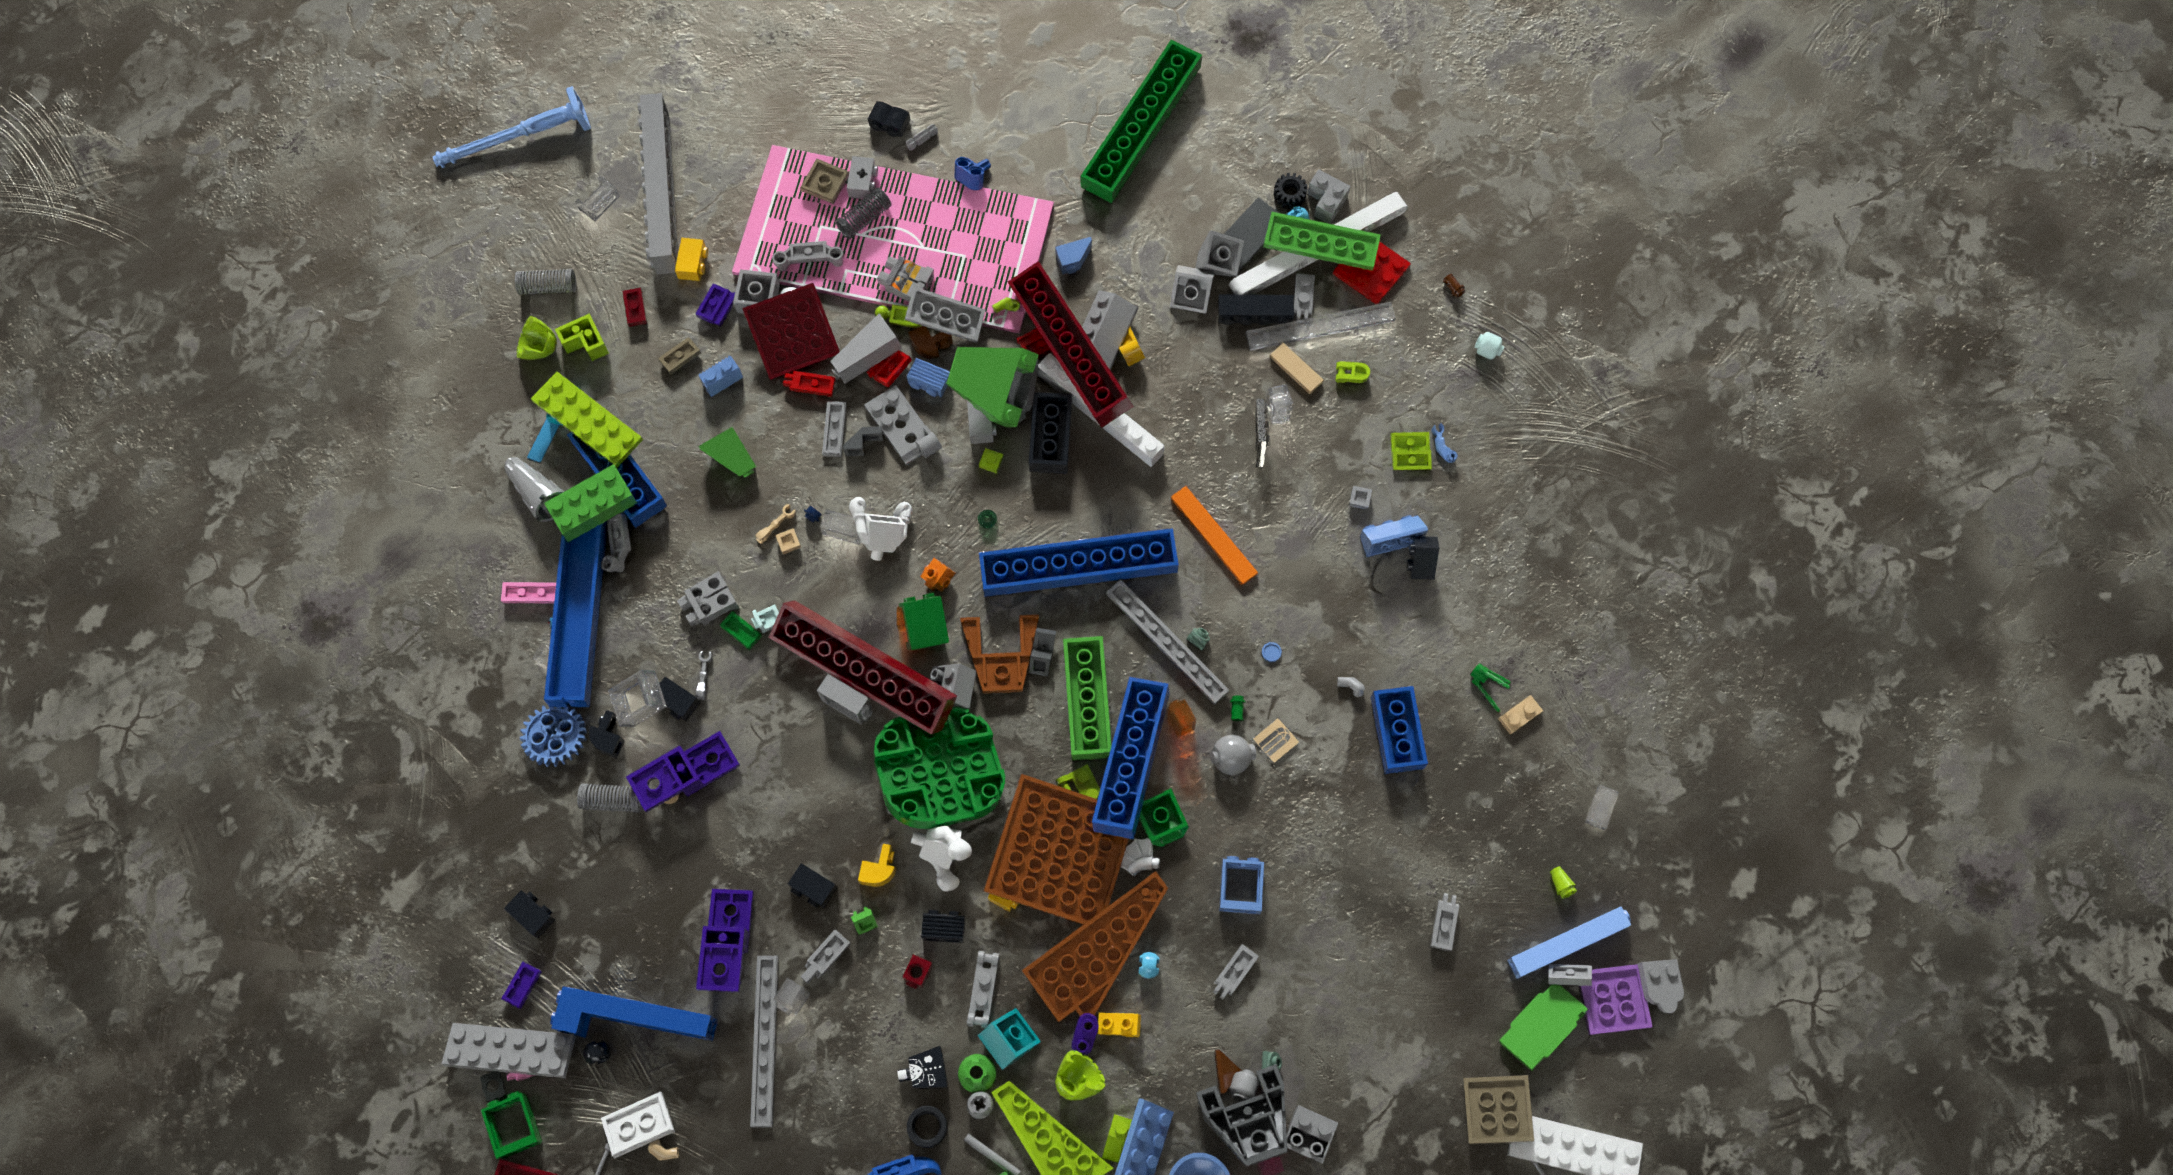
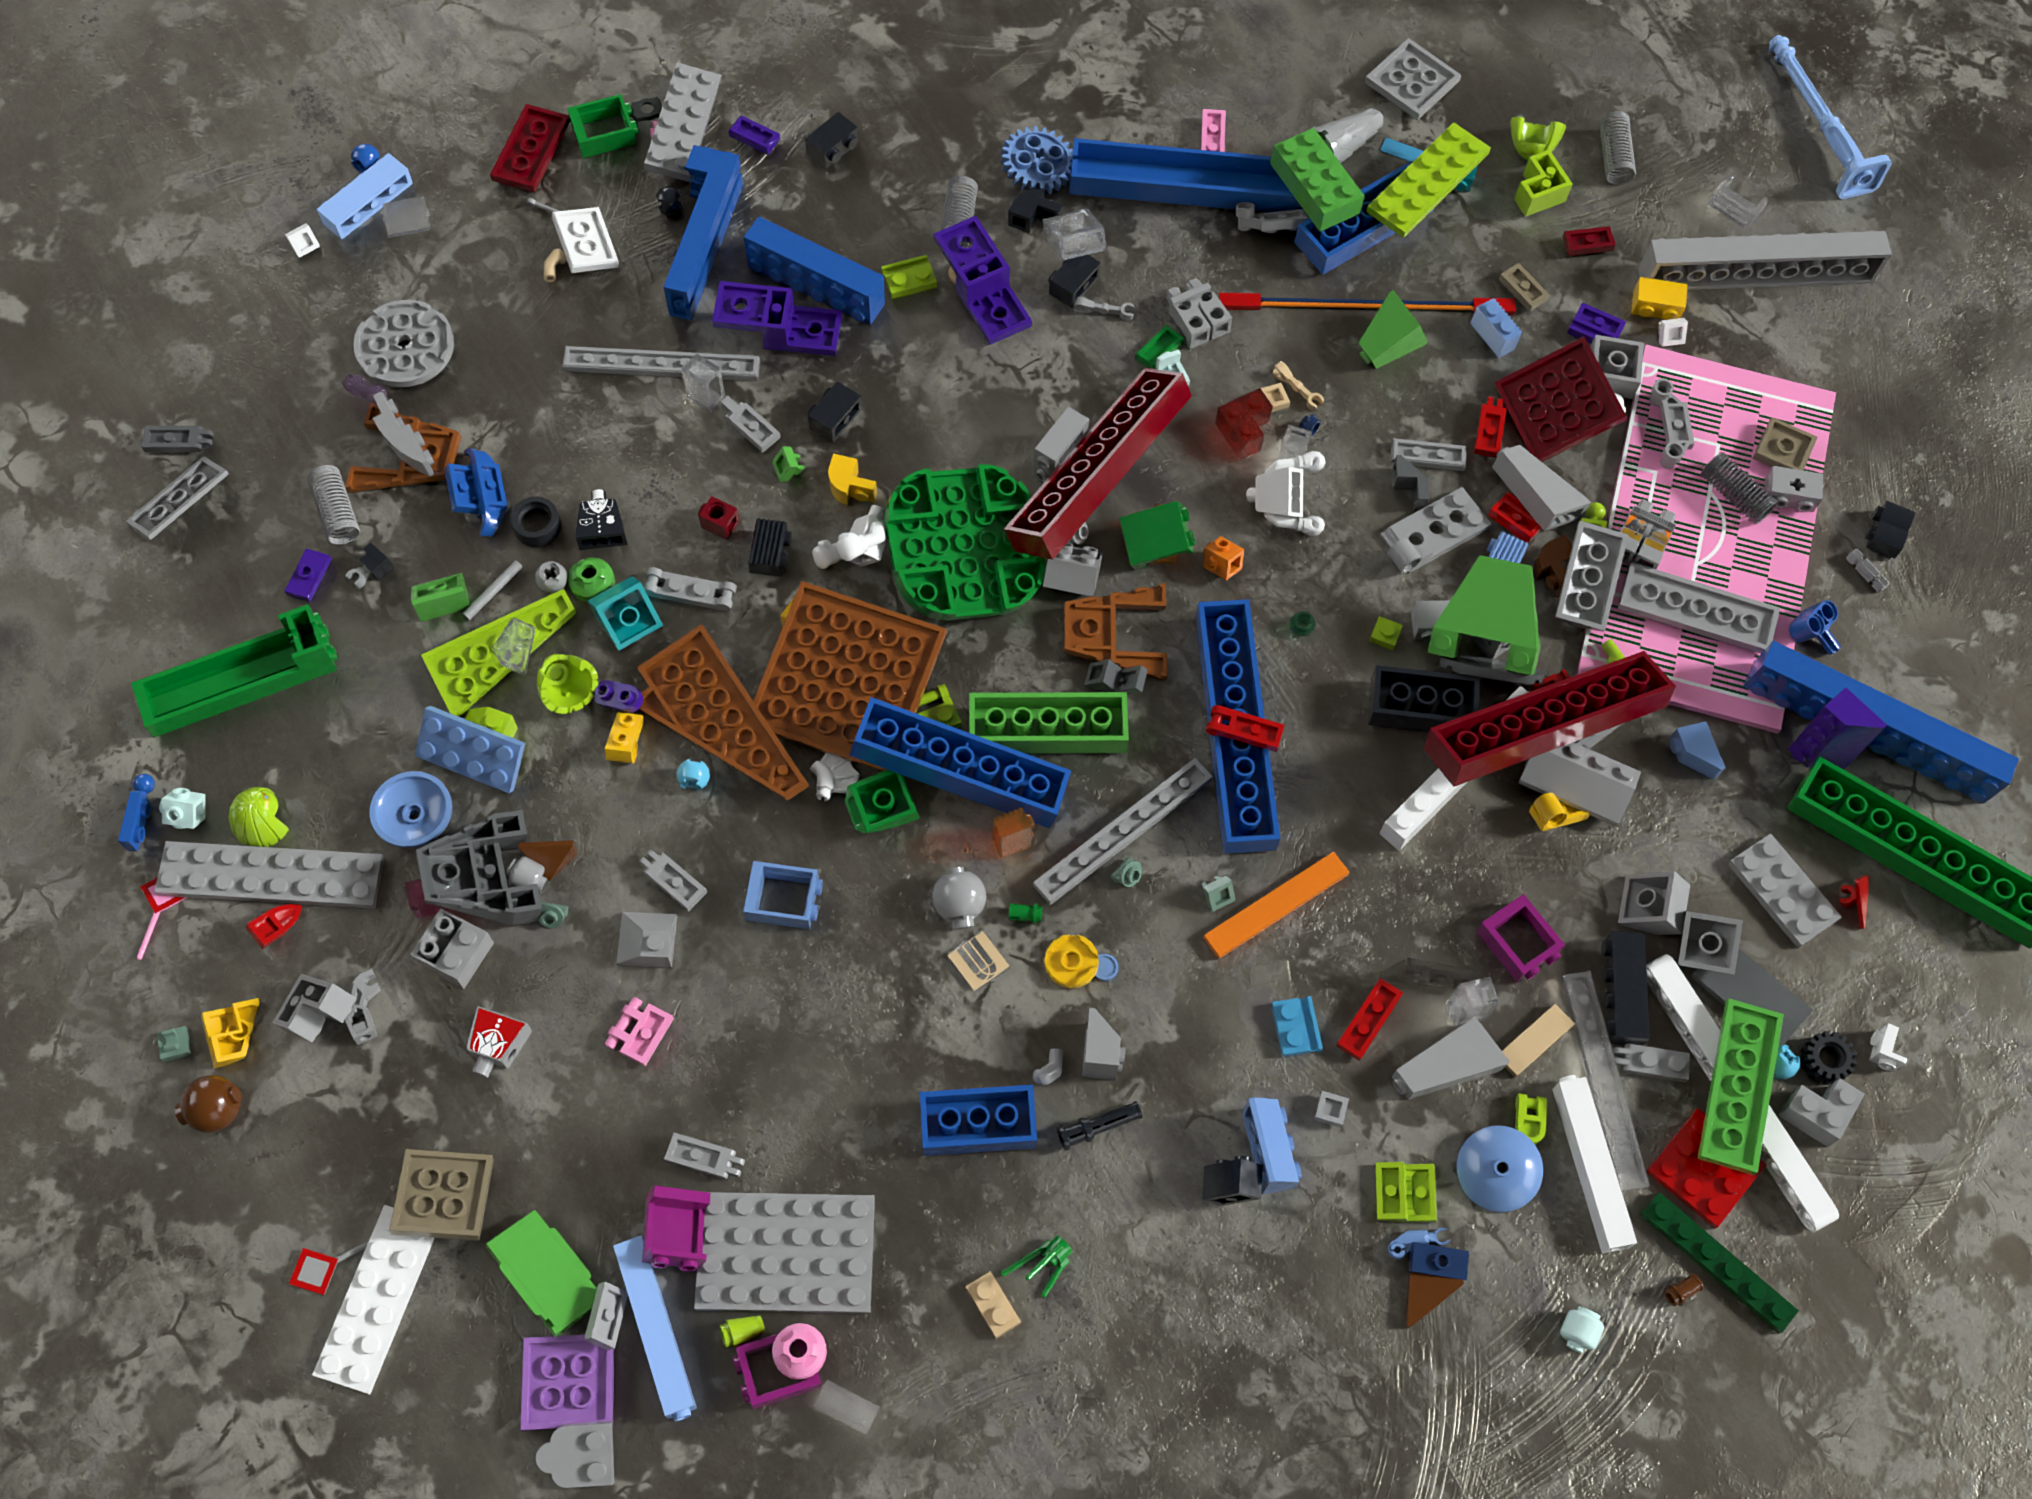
camera: 90 degrees right, 5 degrees down
(469, 434) = (1412, 79): none -> light grey plate
(672, 837) = (909, 276): none -> lime plate
(676, 913) = (814, 270): none -> blue brick
(694, 559) = (1254, 301): none -> piece
(720, 251) = (1672, 331): none -> white tile
(814, 566) = (1242, 420): none -> clear red brick
(963, 247) = (1698, 608): none -> light grey plate
(1049, 139) = (1910, 734): none -> blue brick
(1050, 1124) = (515, 645): none -> clear slope
(1065, 164) = (1838, 732): none -> dark purple slope
(1090, 551) = (1245, 728): none -> red plate
(1172, 209) = (1784, 890): none -> light grey plate
(1175, 164) = (1858, 896): none -> red piece
(1211, 573) = (1219, 893): none -> sand green tile
(1212, 385) = (1505, 954): none -> magenta window
(1270, 674) = (1071, 961): none -> yellow tile
(1279, 157) = (1883, 1043): none -> white bracket
(1283, 986) = (647, 939): none -> light grey slope
(1294, 472) = (1369, 1019): none -> red plate
(1302, 521) = (1296, 1026): none -> dark azure plate
(1319, 421) = (1455, 1059): none -> light grey slope
(1339, 648) = (1102, 1049): none -> light grey slope
(1359, 976) = (645, 1035): none -> bright pink plate
(1377, 1090) = (495, 1040): none -> torso
(1379, 334) = (1594, 1164): none -> white brick
(1380, 397) = (1479, 1173): none -> medium blue dish
(1393, 657) = (1086, 1129): none -> black pin
(1432, 265) = (1719, 1263): none -> dark green plate
(1455, 431) = (1438, 1261): none -> dark blue plate
(1476, 440) = (1426, 1293): none -> reddish brown tile
(1503, 859) = (787, 1253): none -> light grey plate
(1503, 934) = (674, 1228): none -> magenta panel
(1569, 862) = (749, 1391): none -> magenta window
(1570, 843) = (809, 1363): none -> bright pink piece

